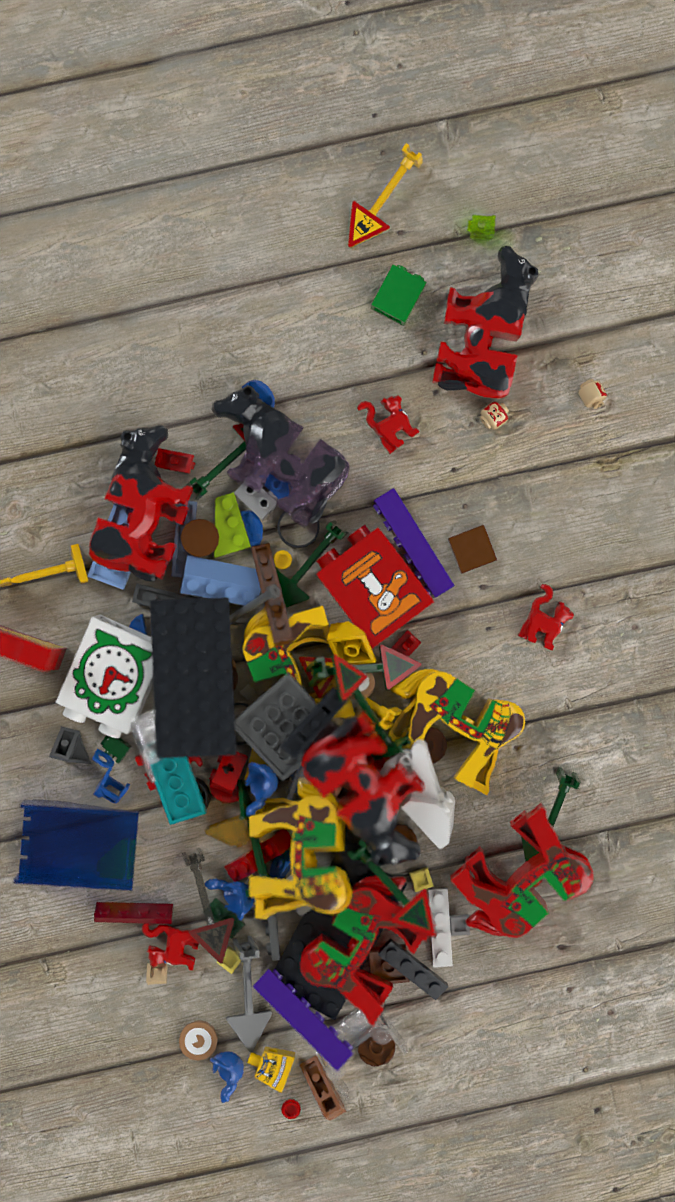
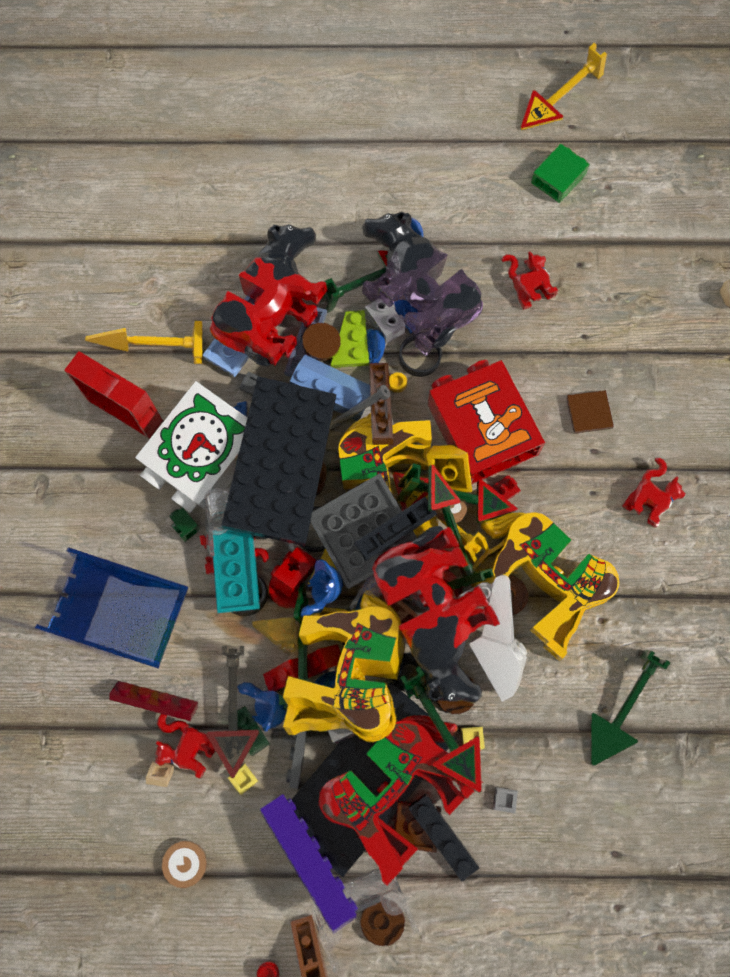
camera: 20 degrees right, 15 degrees down
(69, 747) = (137, 513): dark grey slope -> none
(106, 780) = (158, 560): blue piece -> none
(174, 461) = (315, 269): red plate -> none
(230, 1069) = (211, 908): blue piece -> none
(250, 1024) = (246, 859): piece -> none
(272, 1066) = (259, 915): yellow torso -> none
(290, 591) = (398, 407): dark green piece -> none
(413, 543) = (532, 389): dark purple brick -> none
(442, 941) = (483, 803): white plate -> none
(486, 232) = (649, 133): clear neon green brick -> none
(487, 316) = (644, 215): animal -> none
(494, 415) = (633, 293): tan head -> none
(514, 905) = (573, 788): red animal -> none

